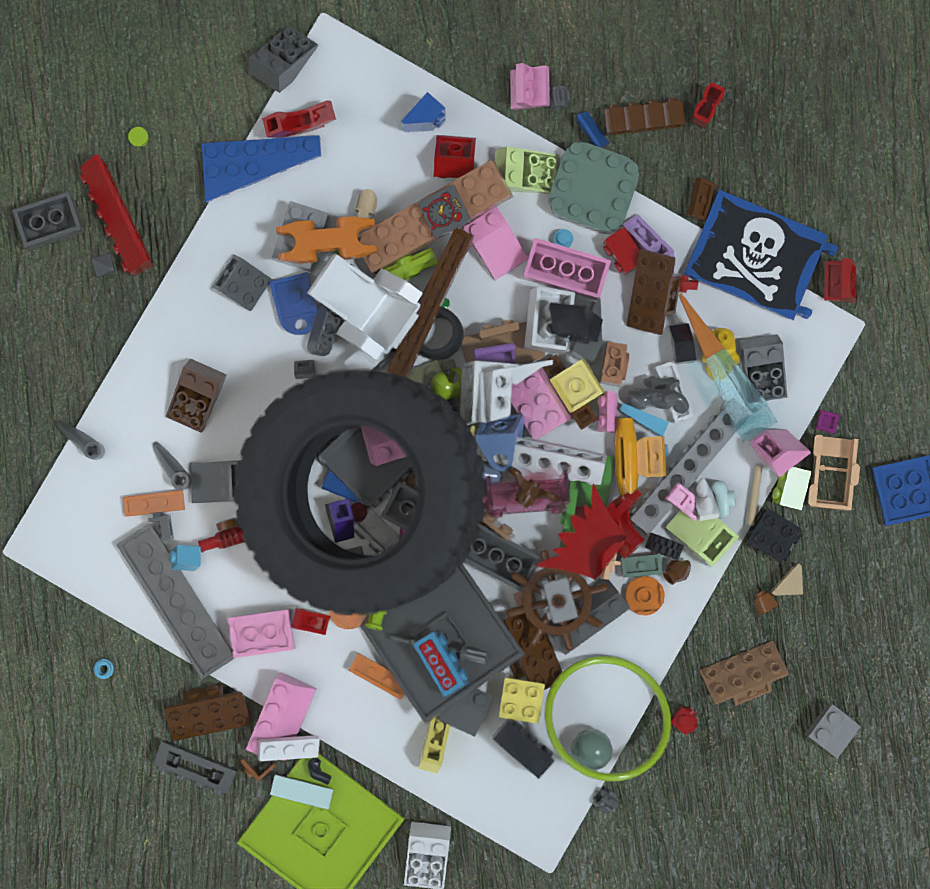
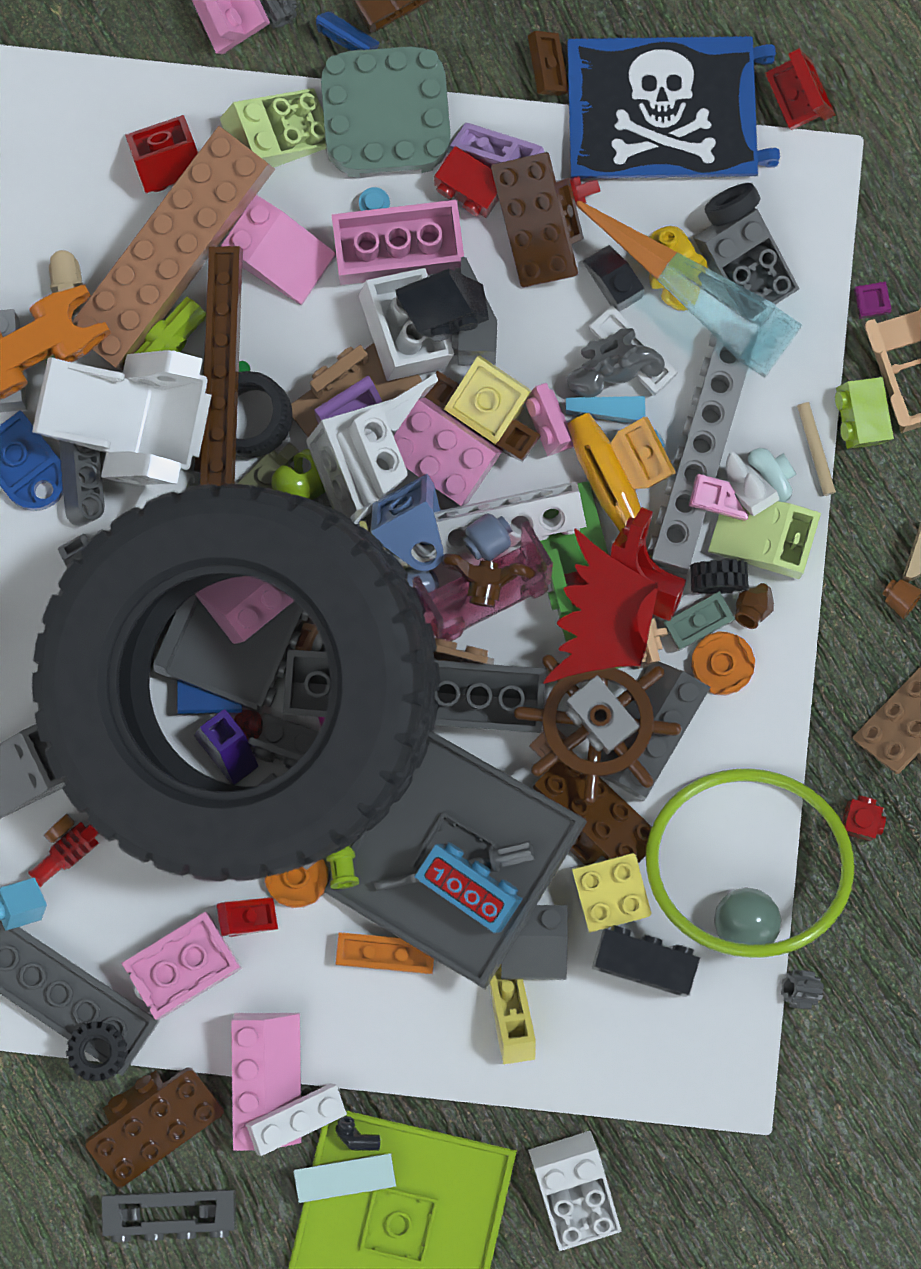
camera: 25 degrees left, 5 degrees down
(184, 669) = (77, 1045): none -> black tyre
(252, 772) = (257, 1182): dark orange bracket -> none
(424, 115) = (94, 111): blue slope -> none
(444, 211) = (183, 228): dark grey tile -> none
(541, 467) = (488, 537): none -> sand blue head
(614, 364) = (528, 346): nougat brick -> none
(770, 331) = (732, 204): none -> black tyre
(774, 535) = (871, 494): black brick -> none
(779, 450) = (821, 366): bright pink slope -> none

